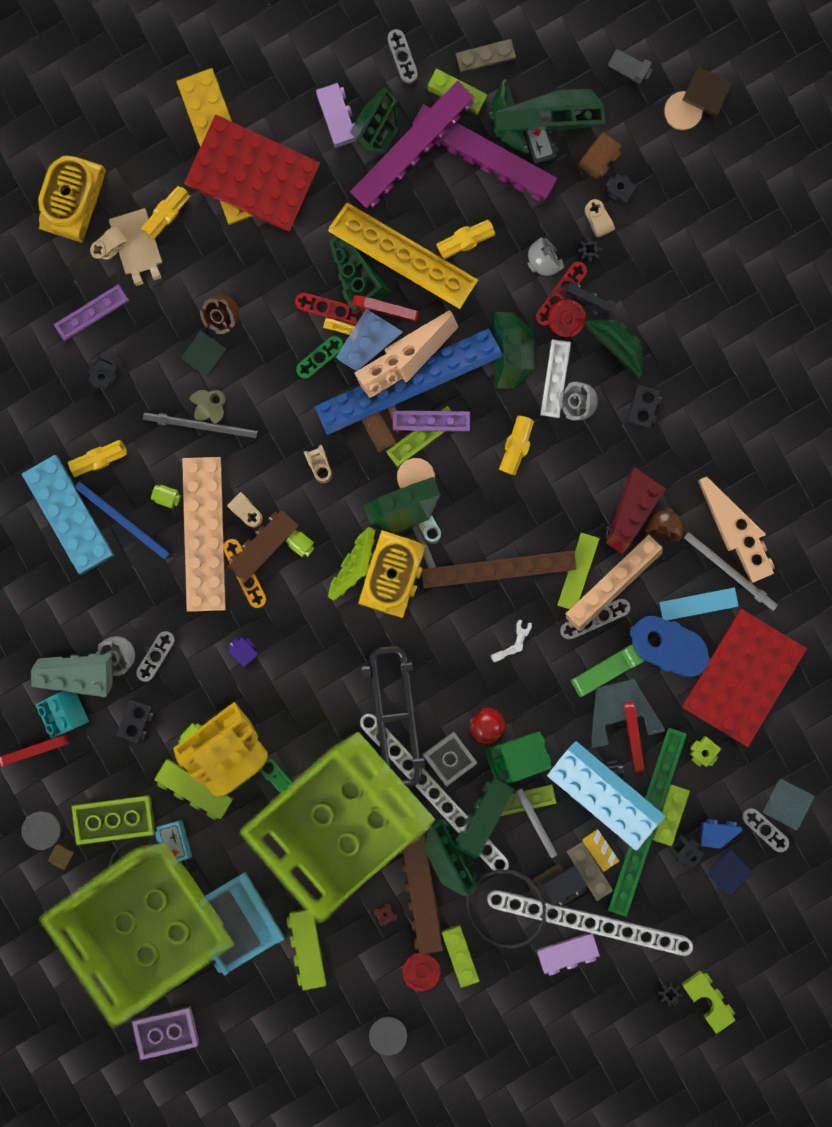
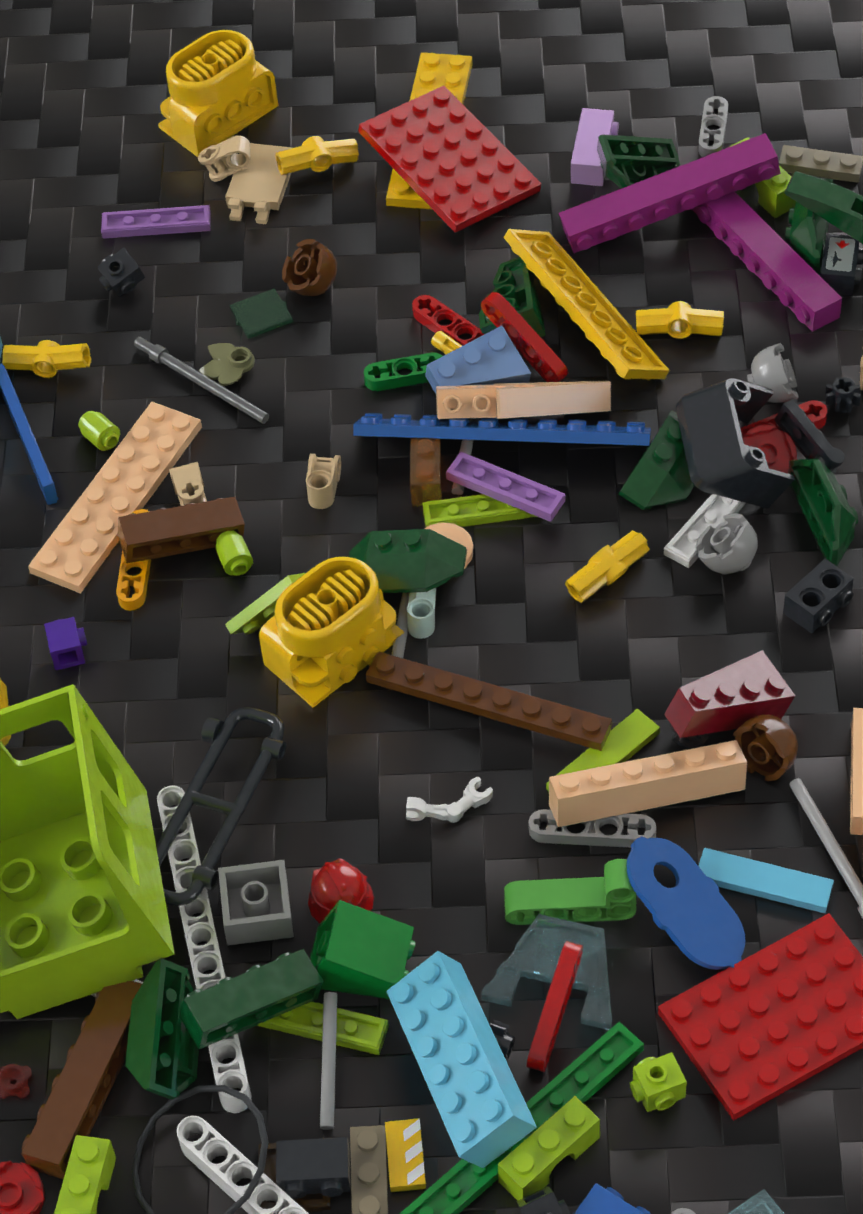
camera: 30 degrees right, 35 degrees down
(538, 334) = (715, 445): none -> black windscreen

